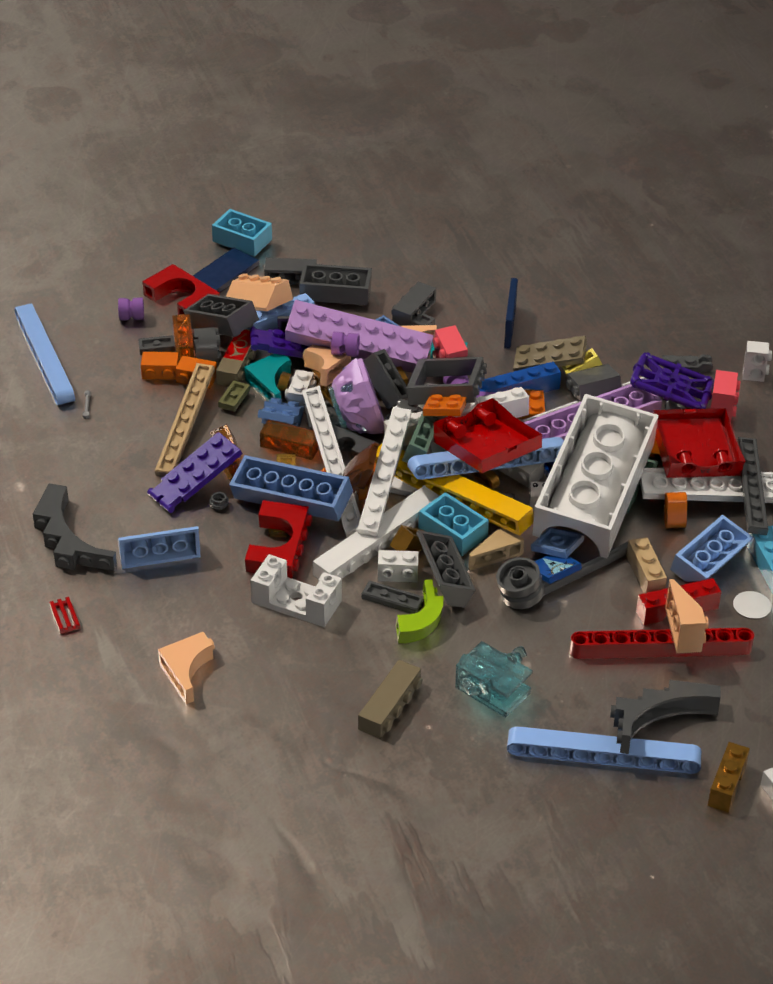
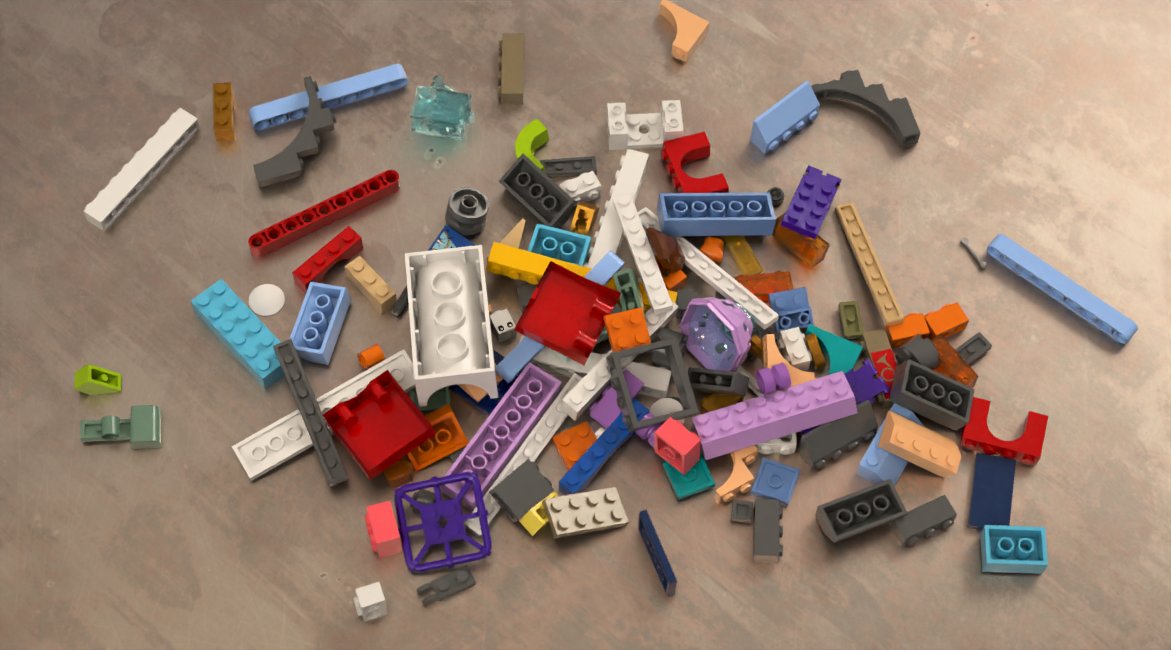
camera: 150 degrees right, 20 degrees up
(60, 604) = (811, 34): red tile -> none
(130, 309) = (1031, 380): medium lavender wheel -> none
(685, 619) = (306, 208): light nougat slope -> none

